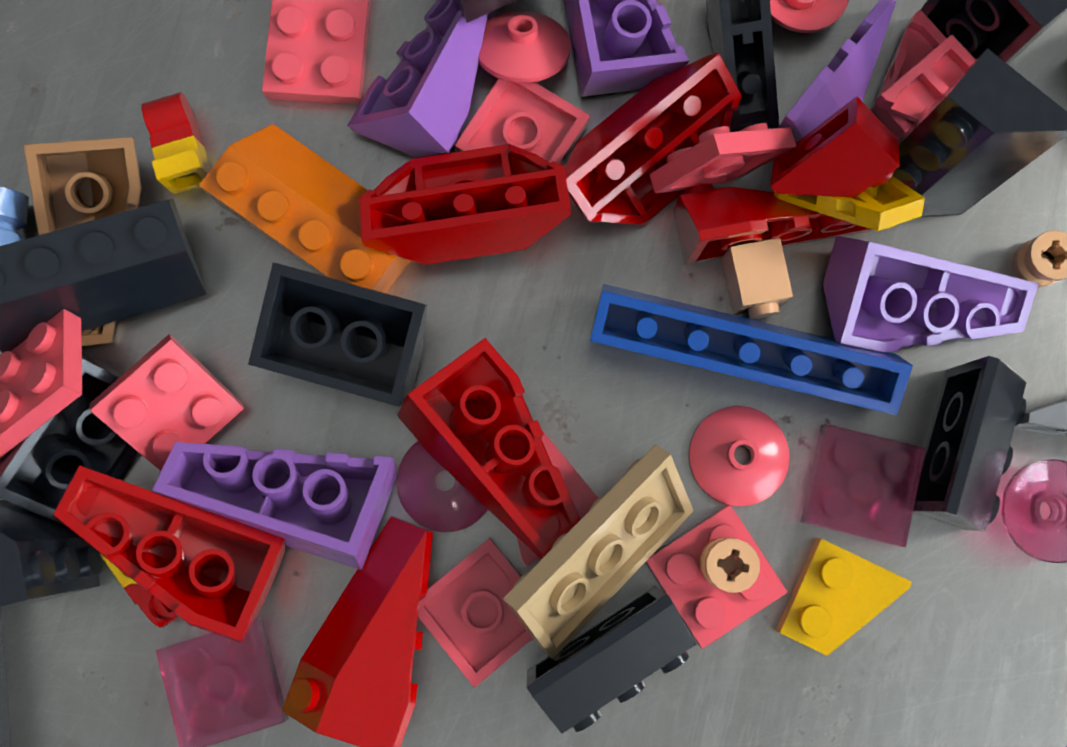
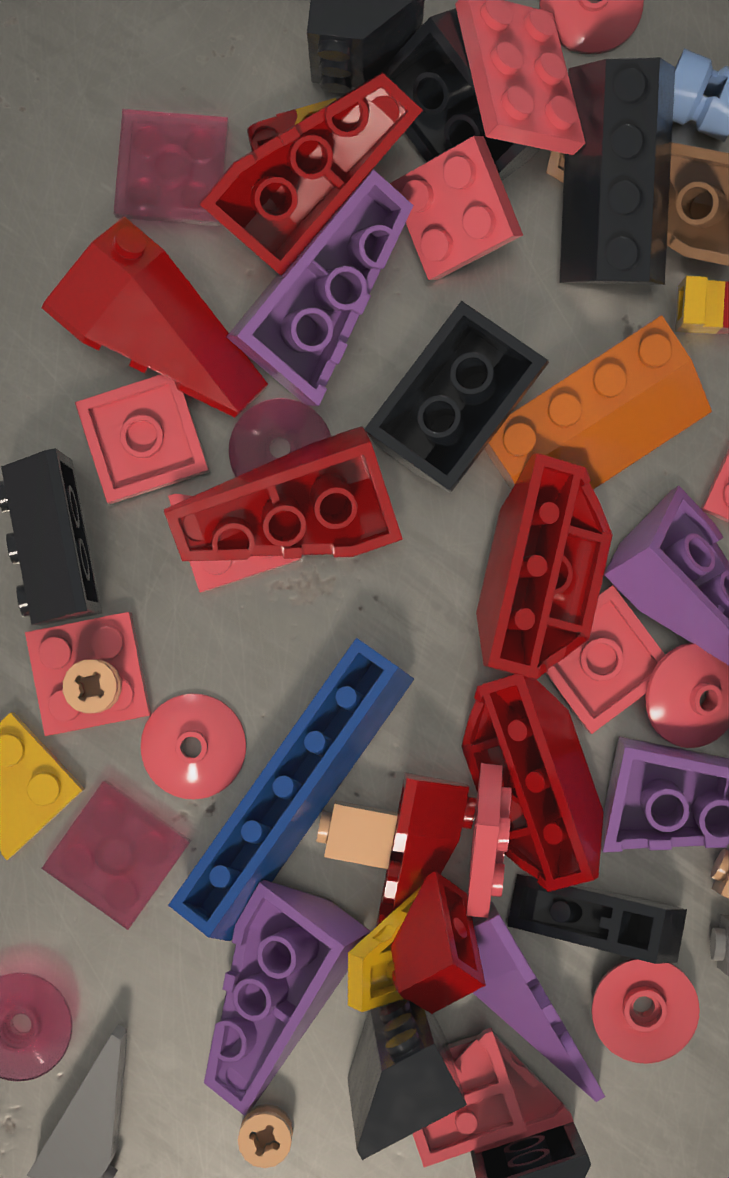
camera: 115 degrees right, 5 degrees up
(600, 552) = (151, 569): tan plate -> none
(970, 444) = (110, 971): black slope -> none

